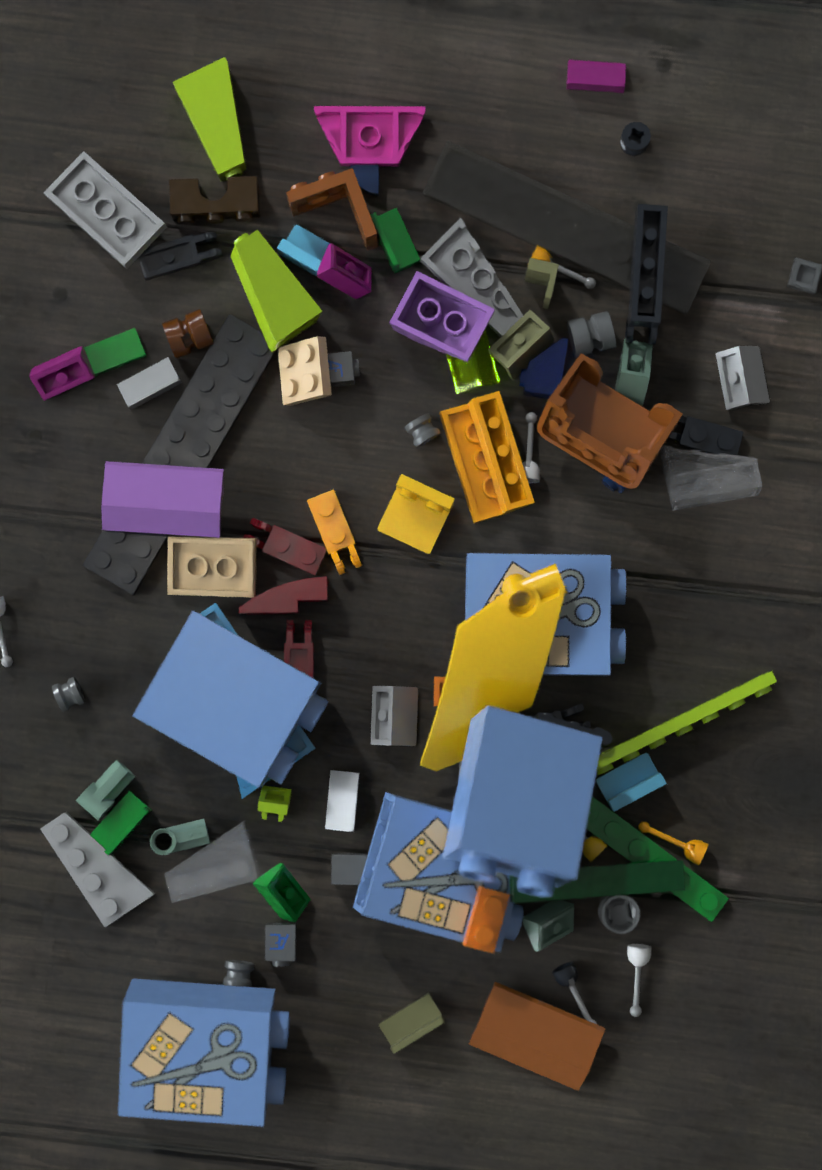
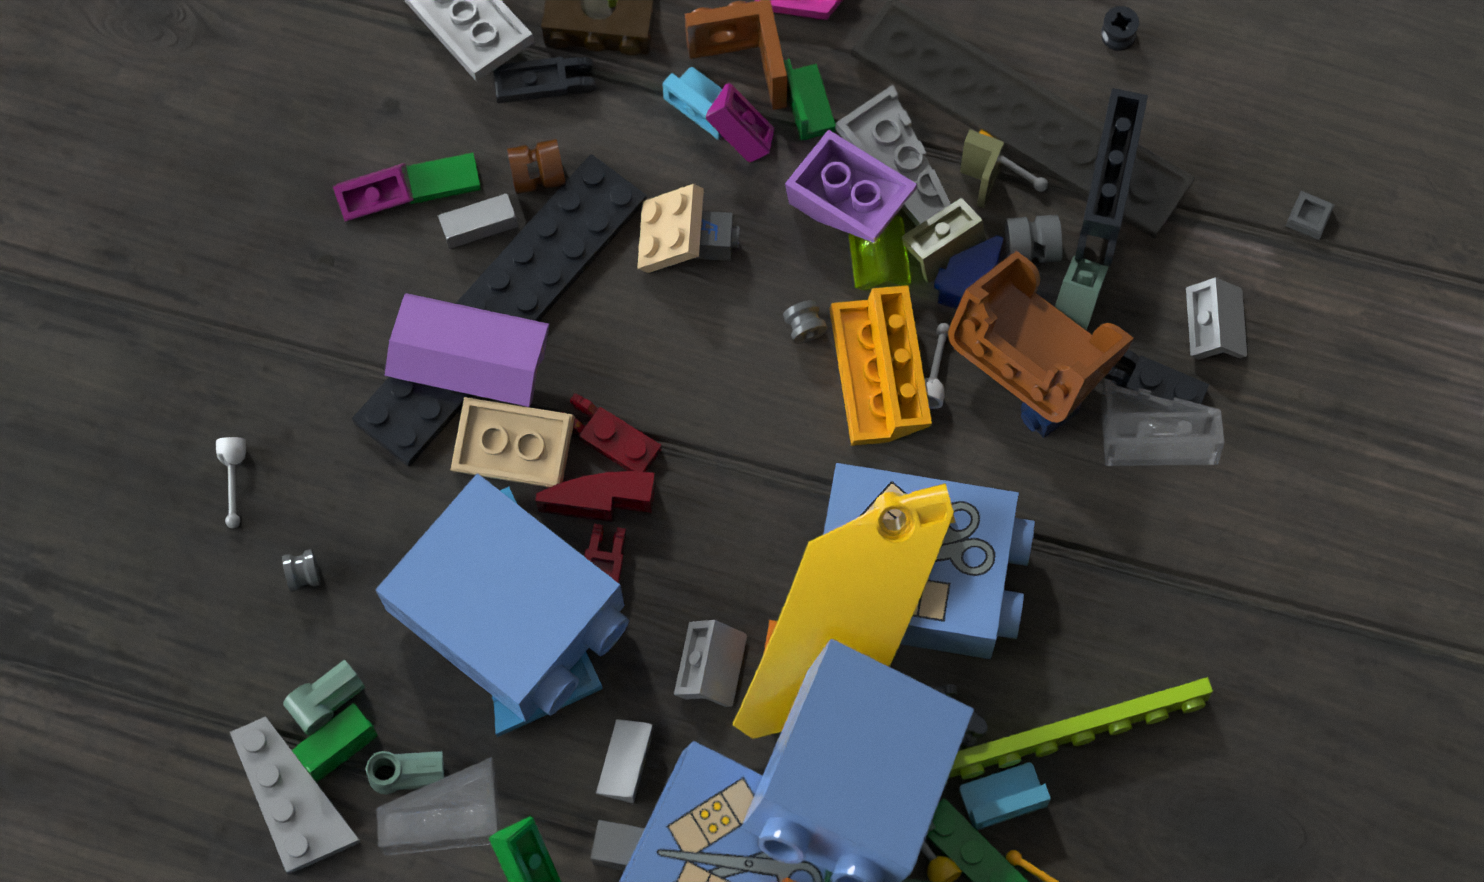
camera: 10 degrees right, 15 degrees down
(273, 291) = (649, 134): lime slope -> none
(274, 801) = (536, 743): lime tile -> none
(333, 528) = (673, 423): light orange hinge -> none
(367, 178) = (788, 27): dark blue tile -> none
(416, 514) = (781, 418): yellow bracket -> none

